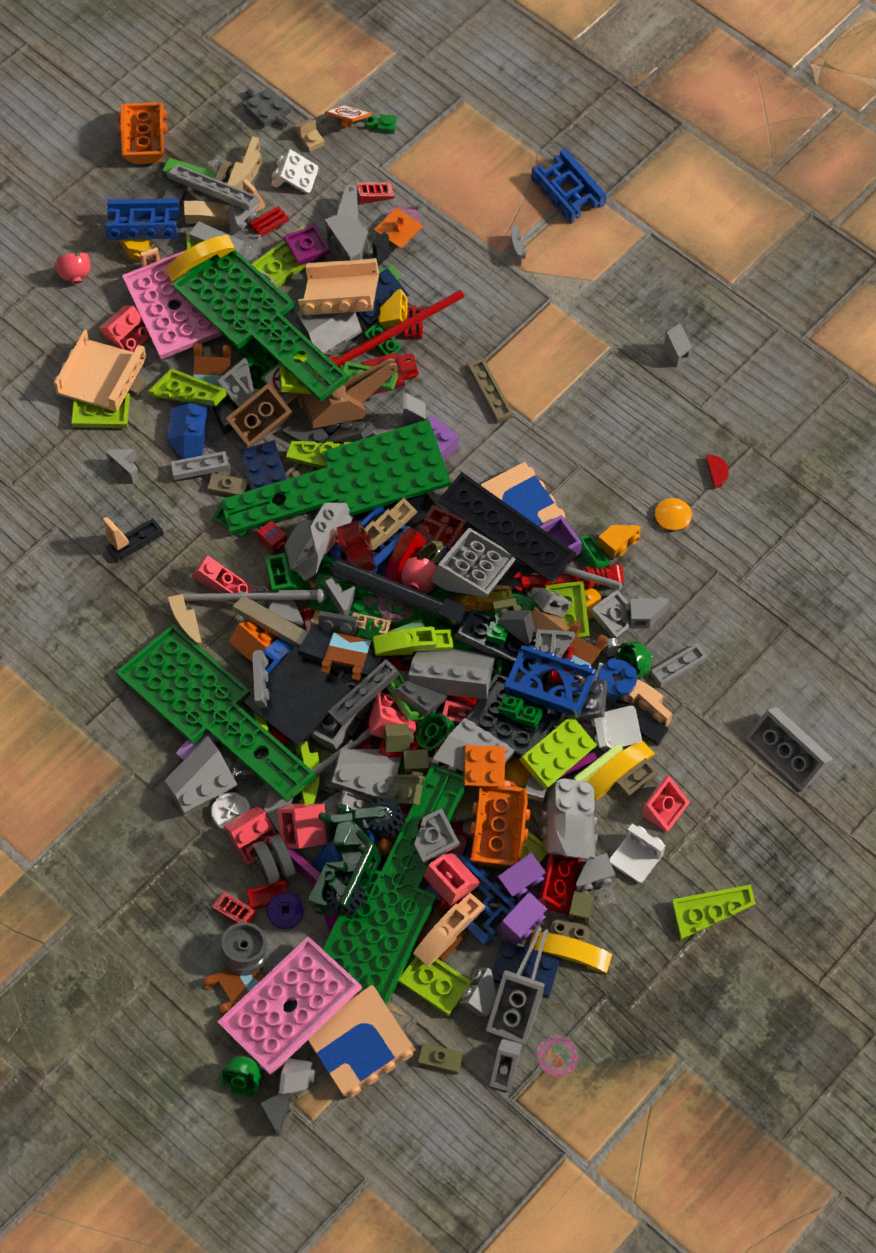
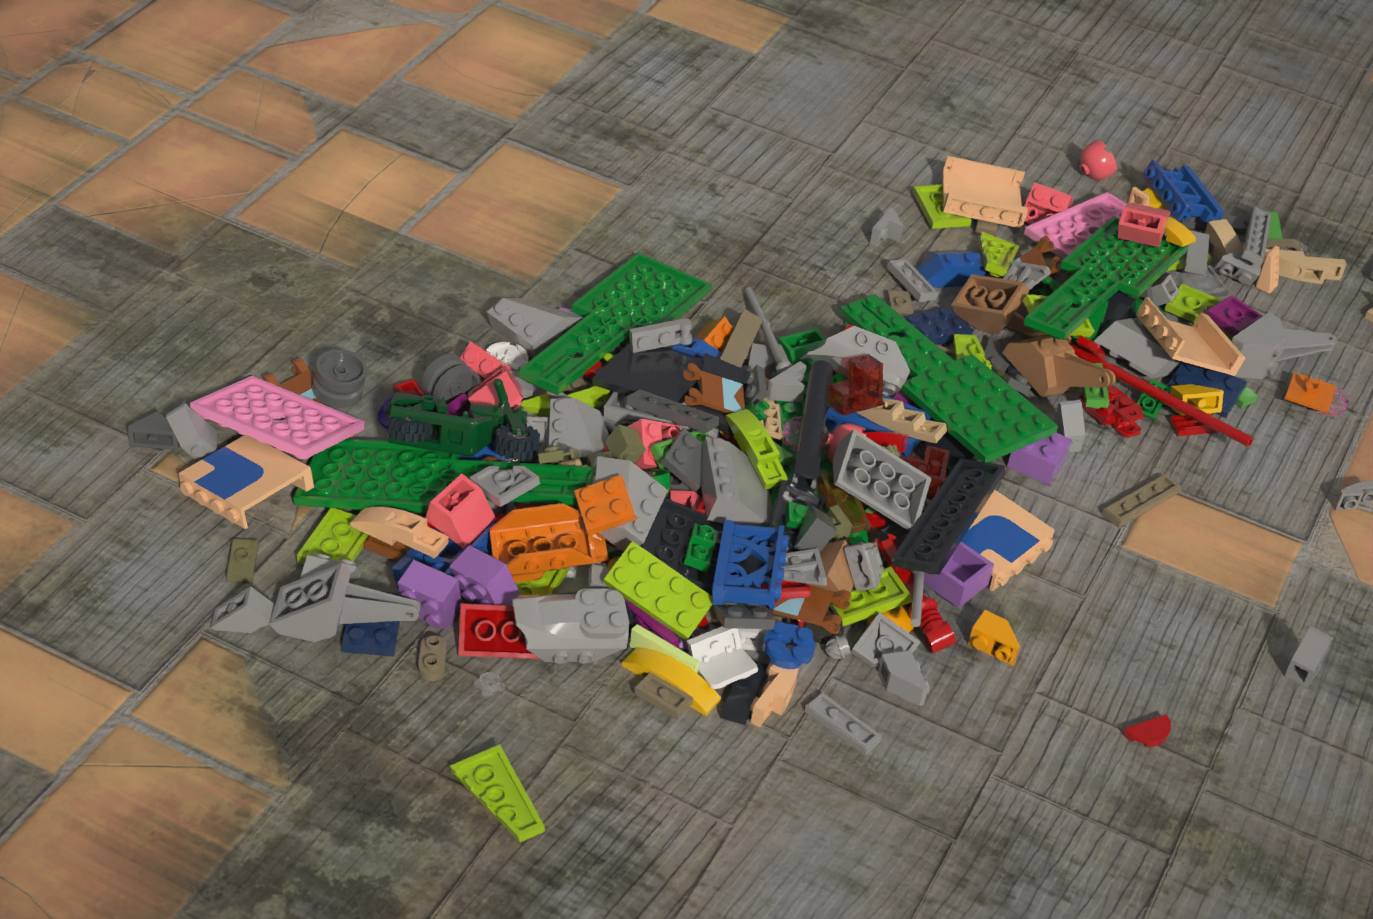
camera: 70 degrees right, 20 degrees down
(114, 534) = (795, 221): light nougat slope -> none
(137, 539) = (801, 251): black tile -> none
(142, 131) = (1290, 179): orange slope -> none
(184, 618) = (719, 294): tan slope -> none
(208, 265) = (1143, 224): none -> coral slope
(219, 578) = (782, 307): coral slope -> none
(242, 1075) = (192, 388): green cylinder -> none
(248, 917) = (387, 375): red slope -> none
(267, 220) = (1251, 296): red tile -> none
(295, 171) = (1326, 303): white bracket -> none
(370, 197) = (1341, 363): red slope -> none
(380, 248) = (1265, 376): black tile -> none
(557, 1055) = (265, 666): clear tile -> none
(575, 951) = (405, 663): yellow slope -> none
(581, 907) = (466, 659): olive brick -> none
(591, 553) = (965, 617): green slope -> none
(596, 874) = (516, 667): light grey slope -> none
(636, 655) = (827, 669): green cylinder -> none
(638, 853) = (555, 707): white bracket -> none
(665, 804) = (635, 723): coral slope -> none
(673, 514) = (1060, 692): light orange dish -> none
(788, 748) = (764, 851): light grey slope -> none

